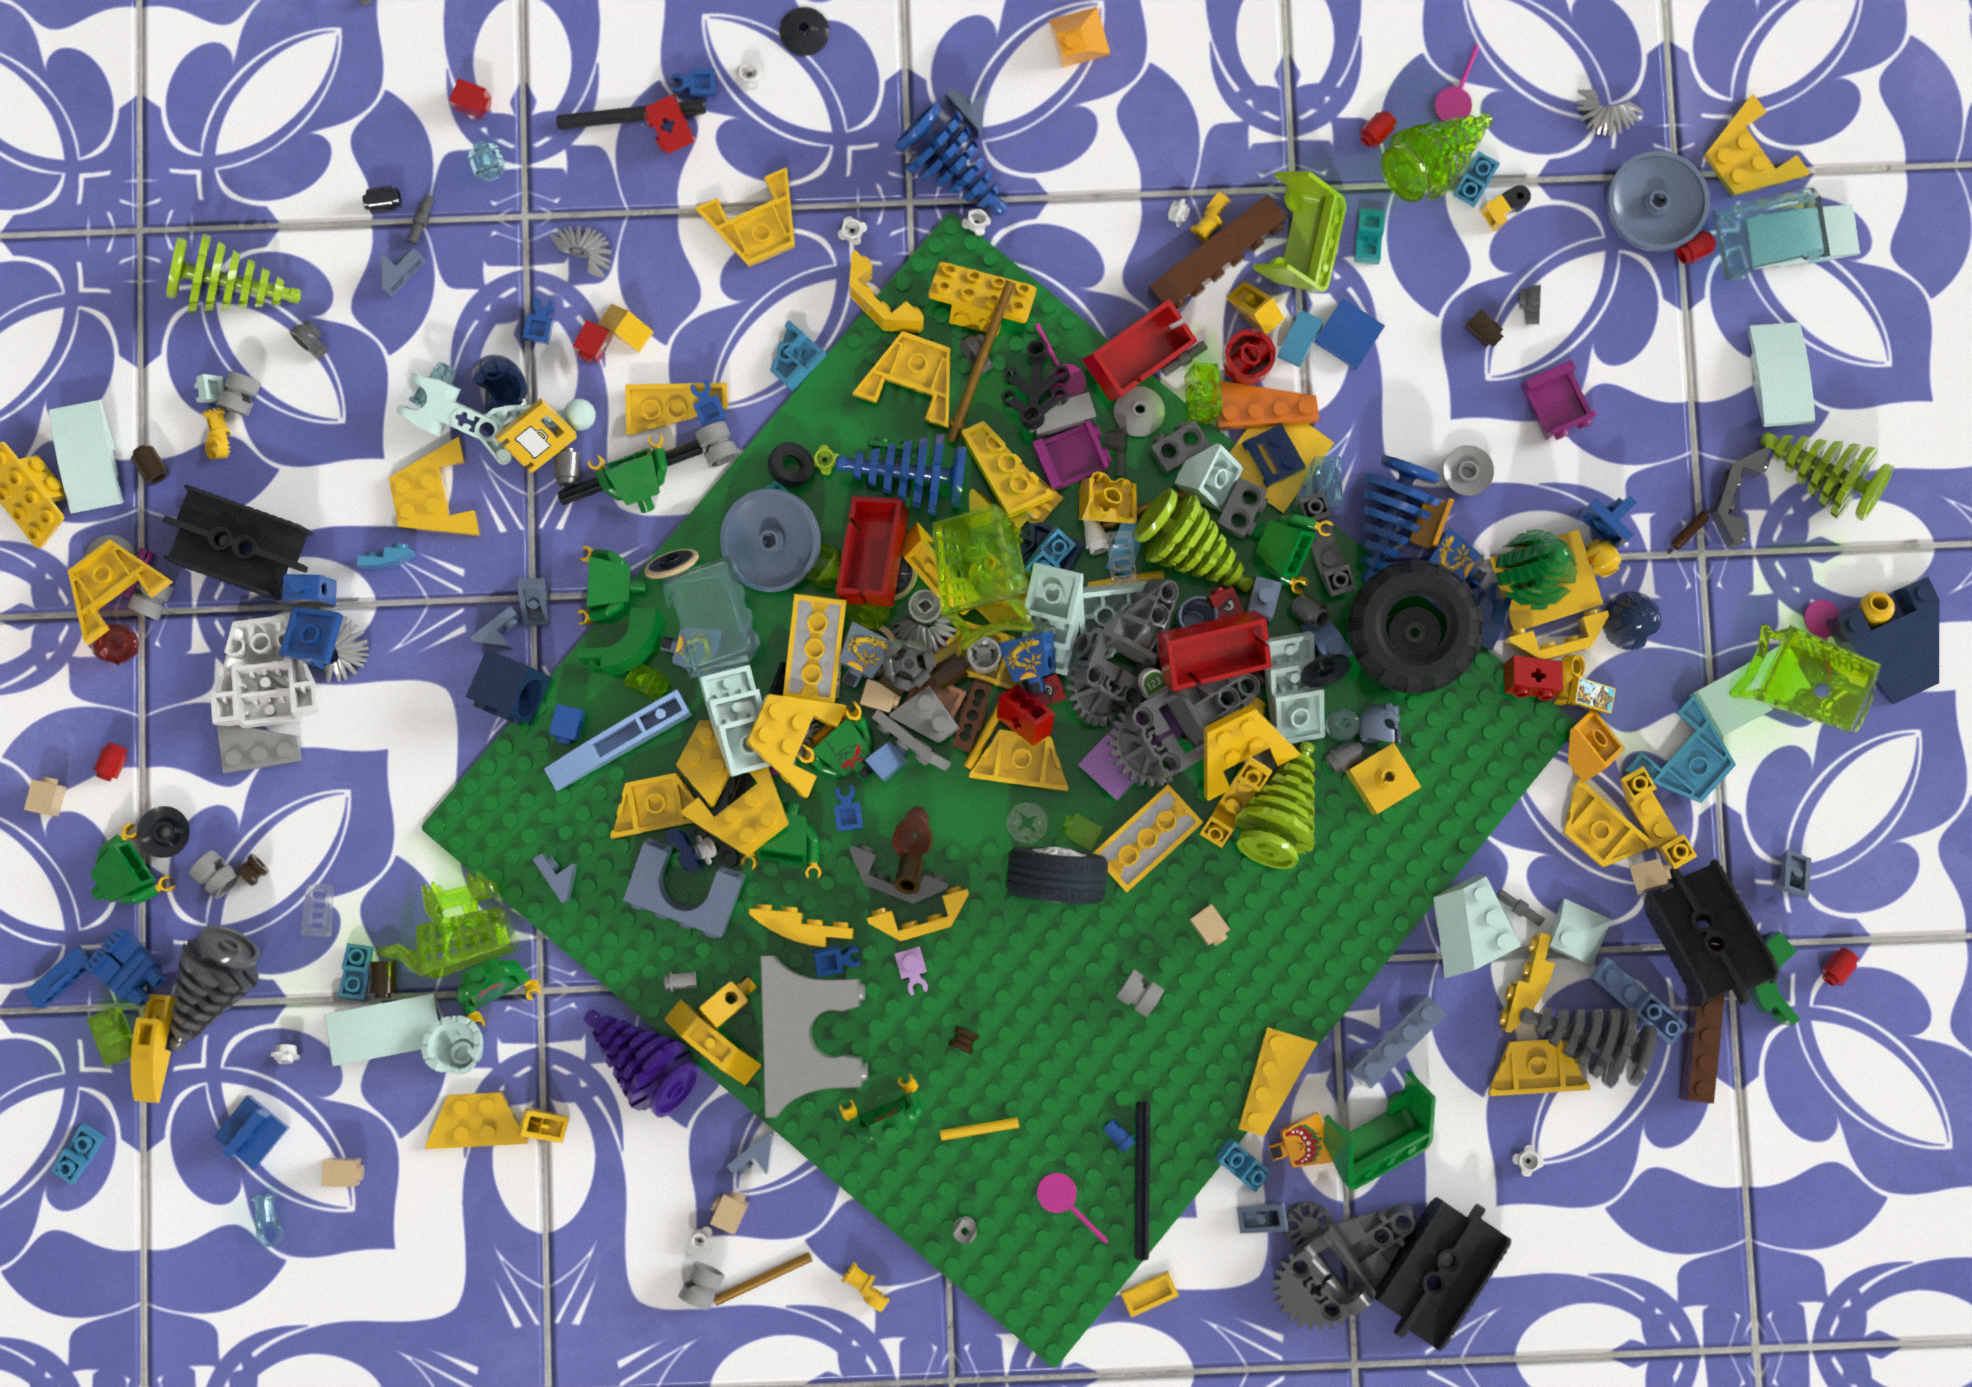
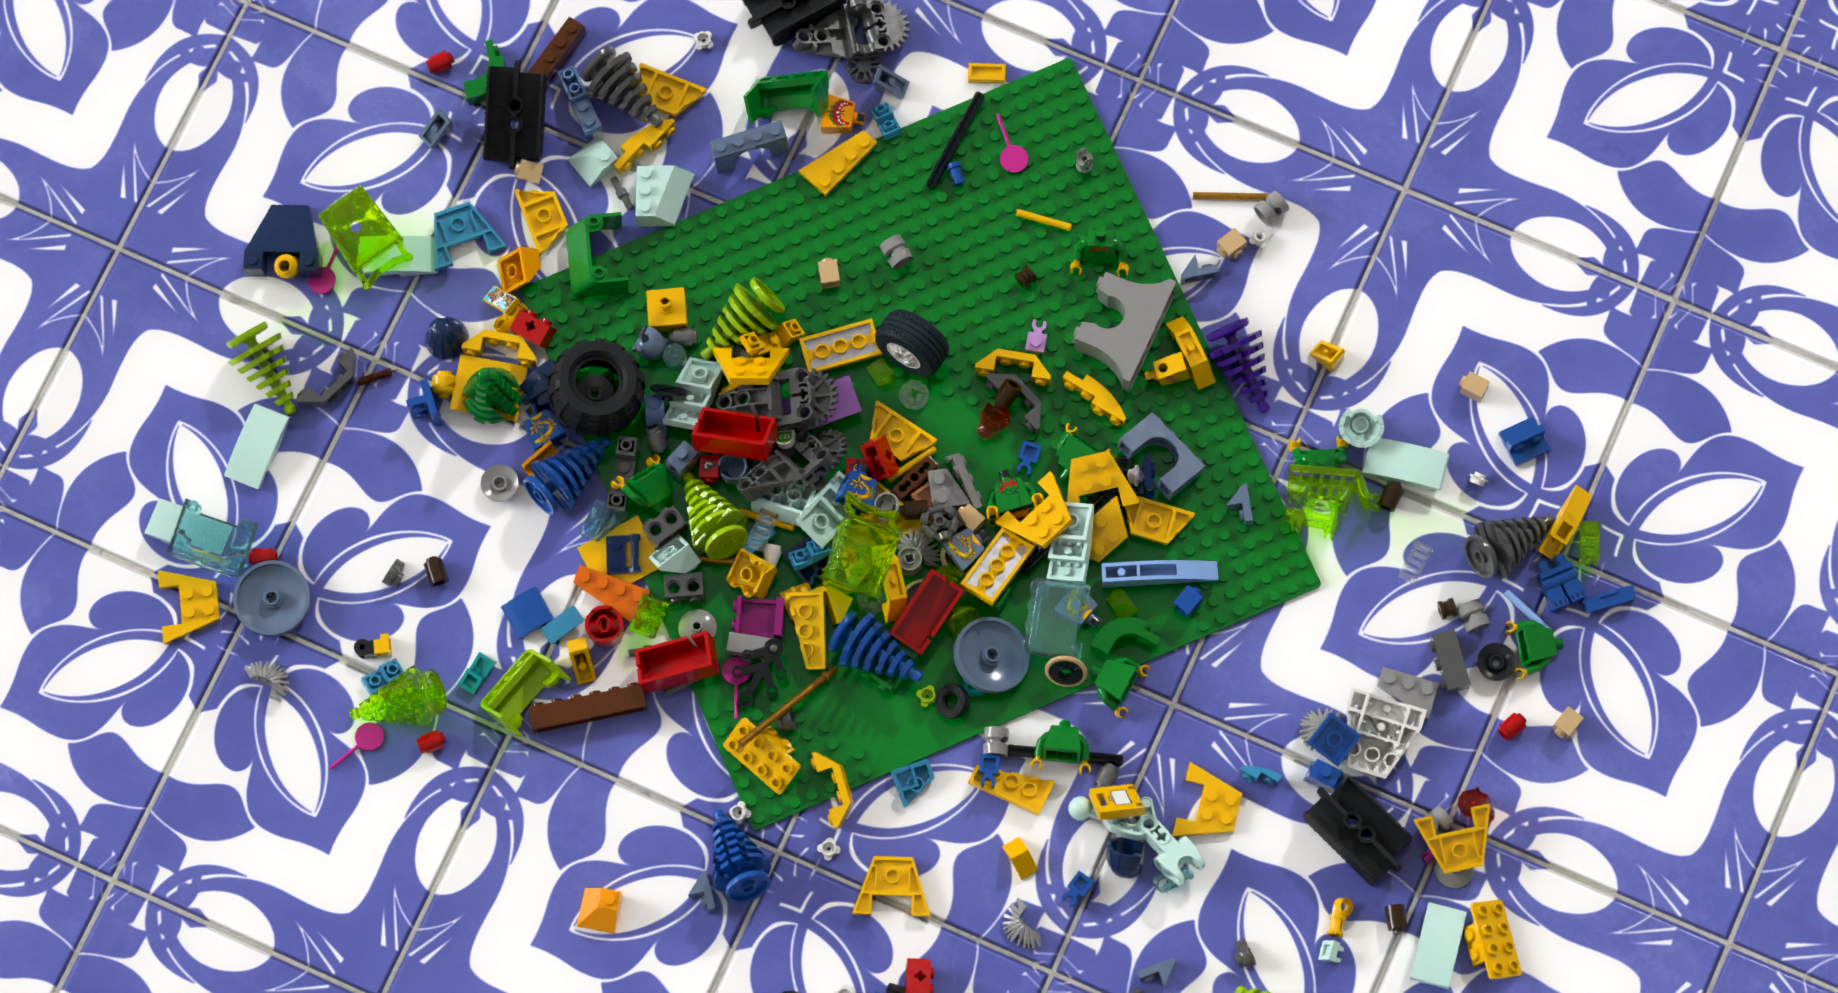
camera: 145 degrees left, 10 degrees down
(78, 1154) = (1646, 481): dark azure slope -> none
(157, 916) = (1525, 609): none -> light blue bar
(220, 804) = (1449, 662): none -> dark grey brick
(238, 393) = (1311, 937): light grey wheel -> none
(266, 1218) = (1537, 380): clear light blue connector -> none
(356, 972) = (1407, 510): dark azure slope -> none
(475, 1122) = (1372, 379): yellow wing -> none
(491, 633) = (1212, 688): sand blue slope -> none
(508, 688) = (1216, 641): dark blue brick -> none
(534, 601) = (1172, 696): sand blue slope -> none
(592, 342) = (1047, 855): red brick -> none
(680, 981) = (1193, 401): light grey pin -> none
(830, 959) = (1085, 367): blue plate -> none
(862, 1282) = (1166, 160): yellow connector -> none
(887, 760) = (986, 473): medium blue slope -> none
(916, 366) = (833, 729): yellow wing -> none
(1118, 441) = (724, 613): clear smoke bar -> none
(1178, 212) = (598, 750): white plate -> none
(1211, 220) = (580, 734): yellow connector -> none
(1507, 767) = (585, 278): none -> green windscreen
(1558, 401) = (413, 500): magenta panel -> none
(1652, 819) = (505, 203): yellow slope -> none

